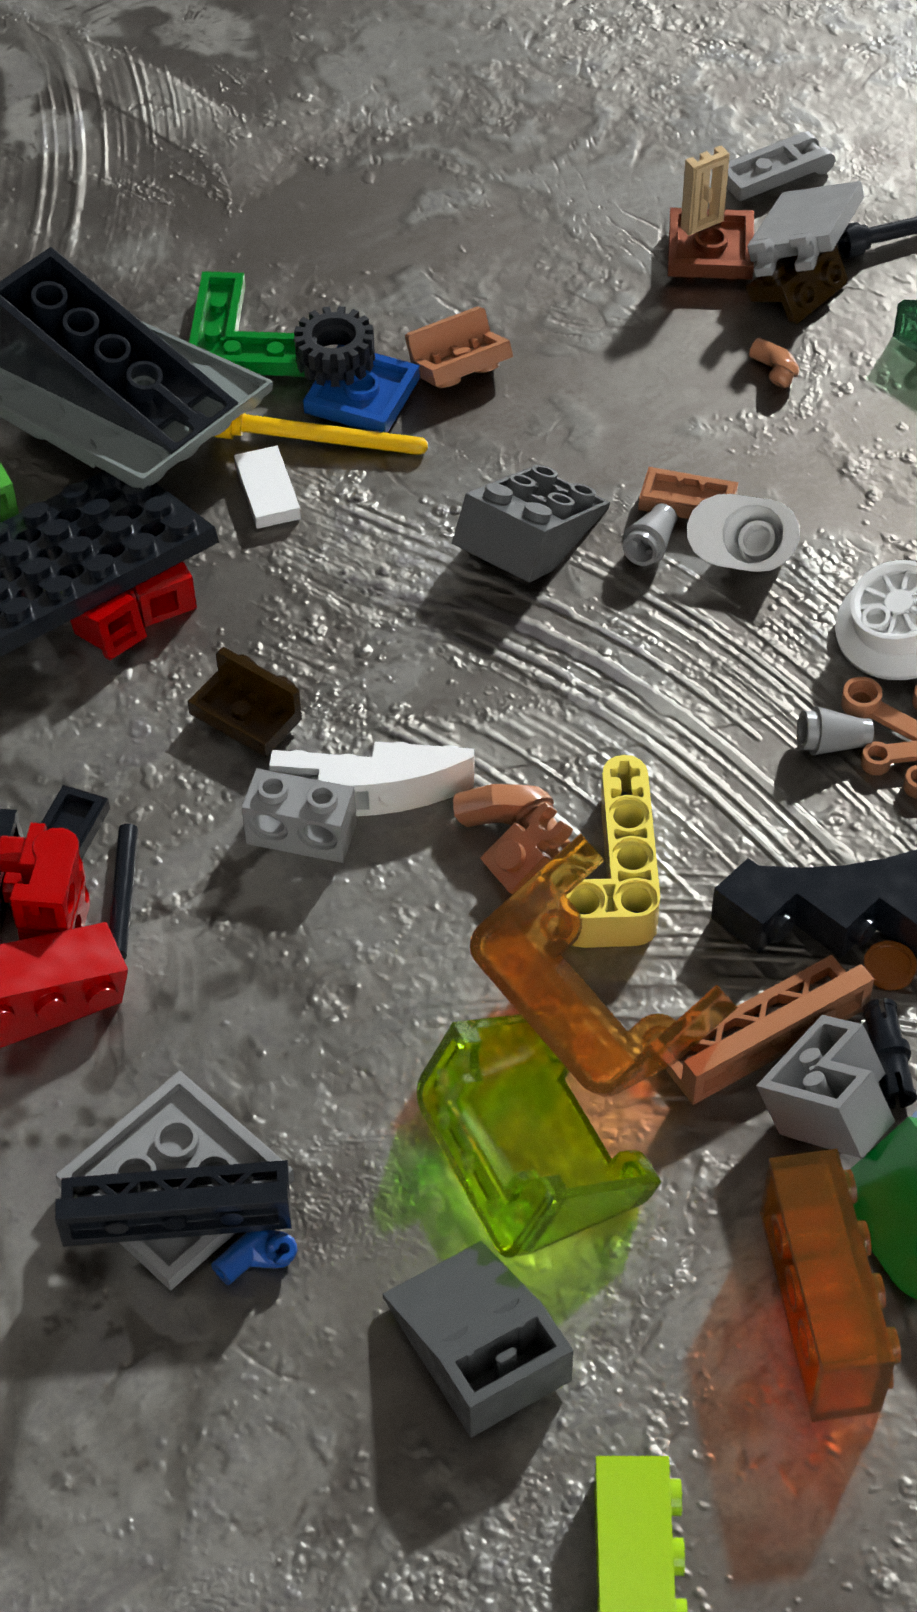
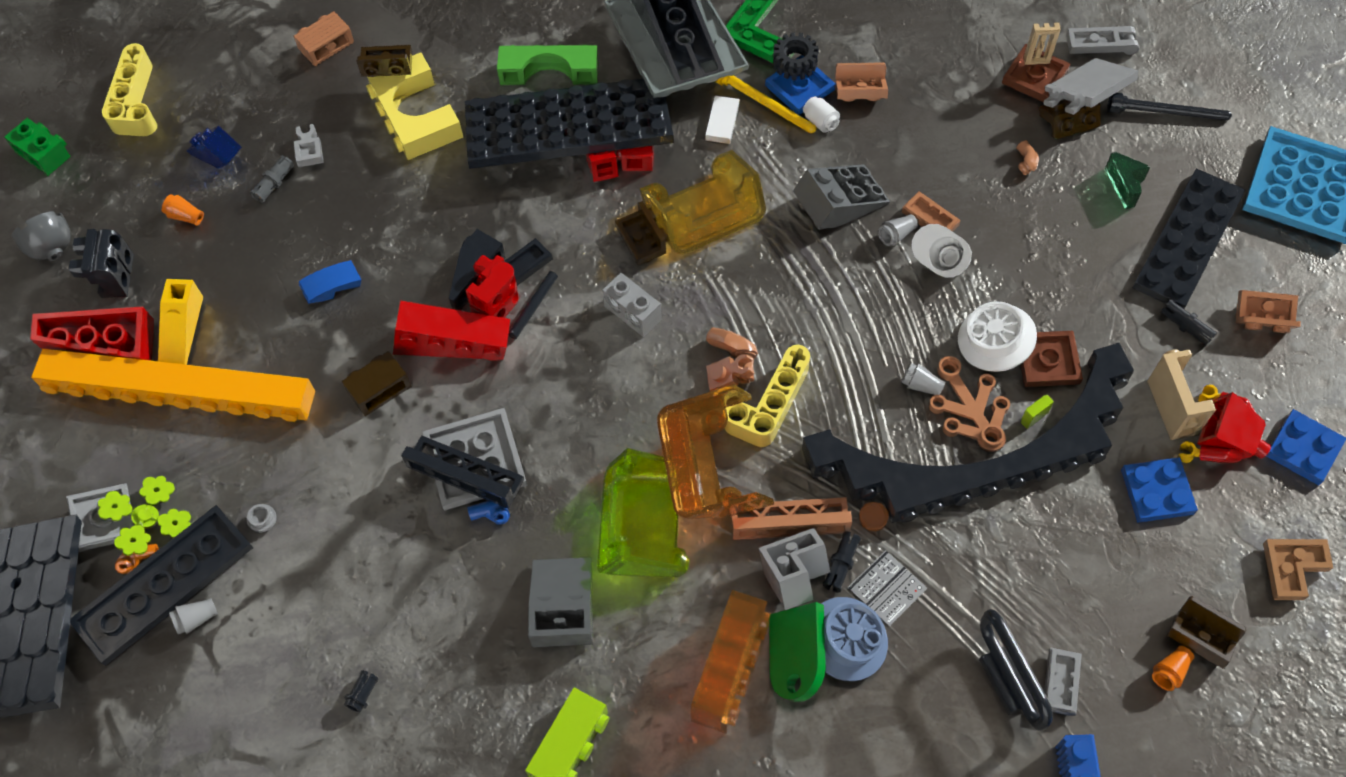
camera: 30 degrees right, 10 degrees up
(340, 617) = (710, 208): none -> clear yellow windscreen
(391, 780) = (688, 305): white slope -> none
(425, 417) = (821, 114): none -> white brick

